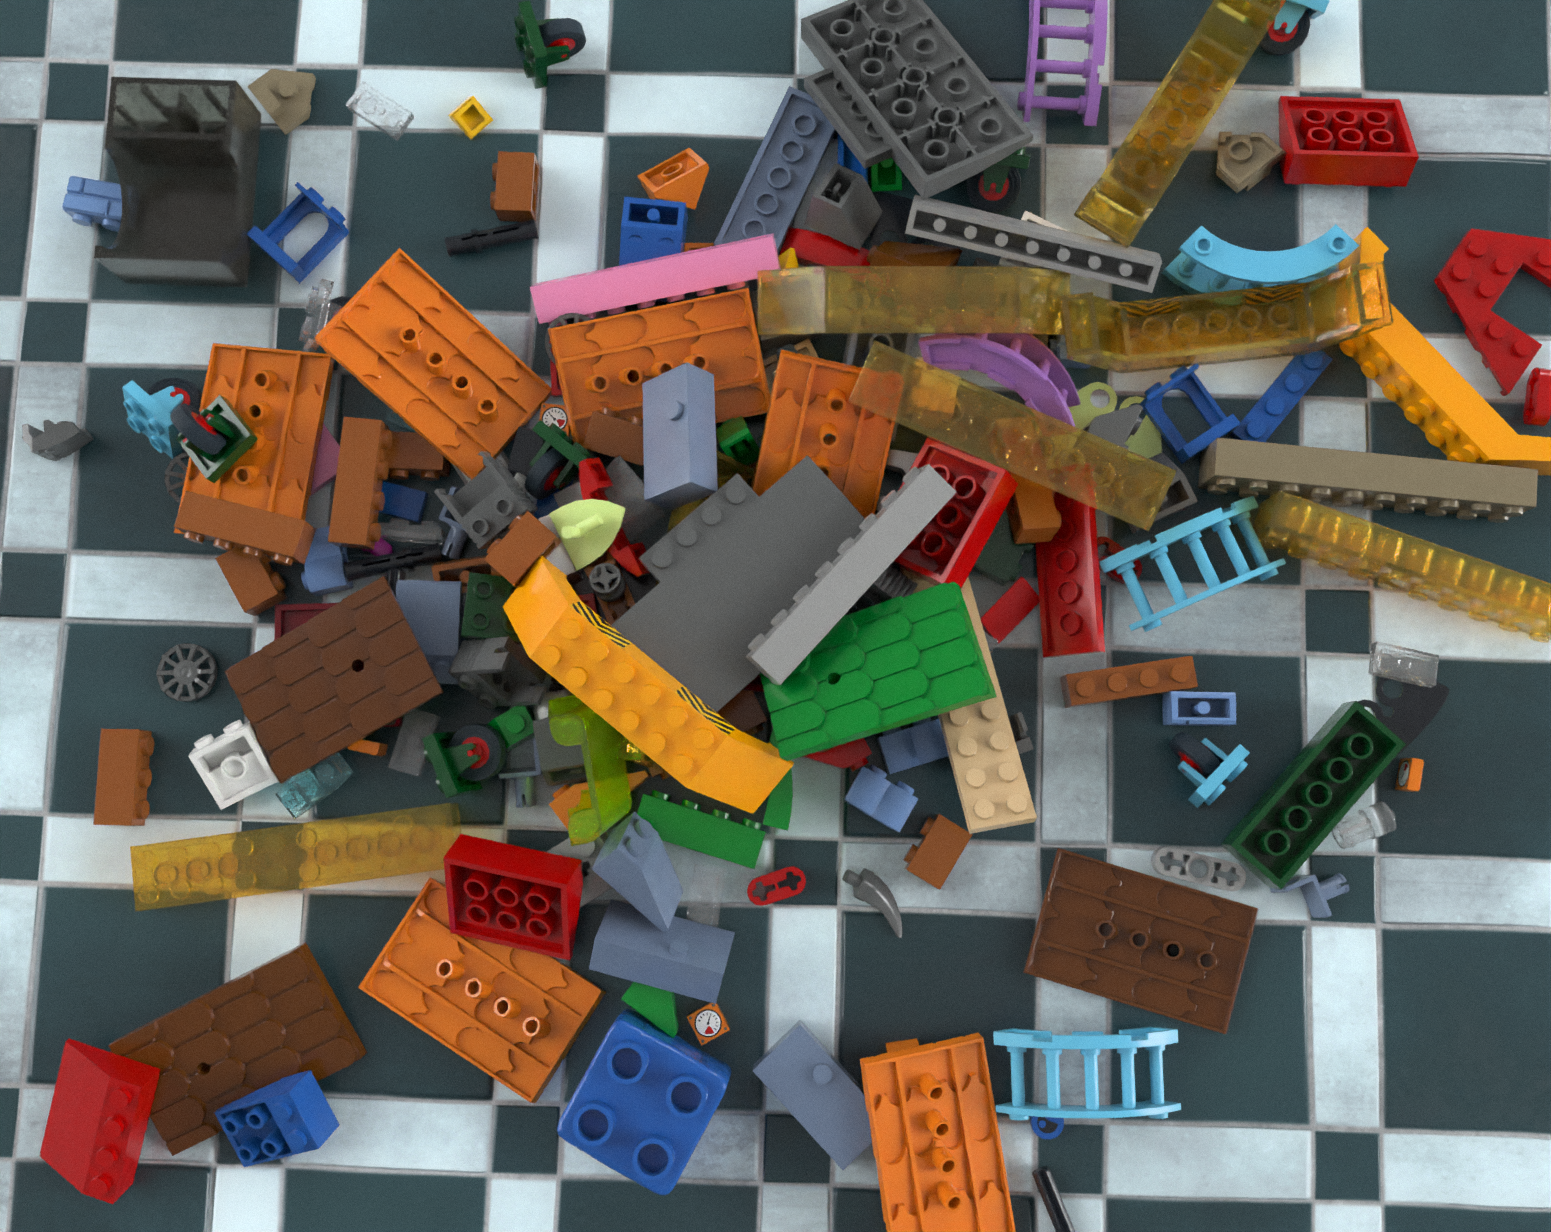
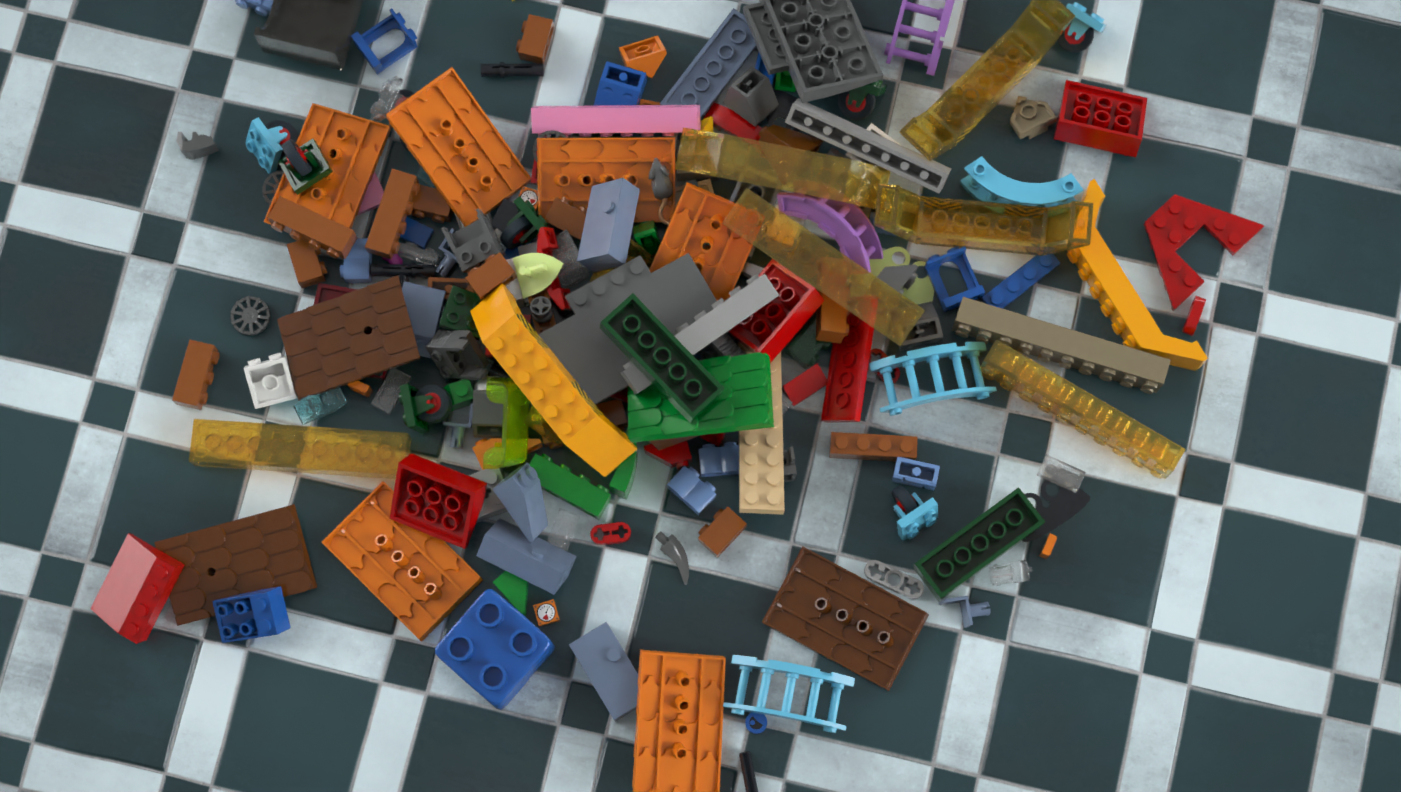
camera: 10 degrees right, 5 degrees down
(742, 362) = (661, 185): none -> dark grey animal
(807, 627) = (661, 358): none -> dark green brick

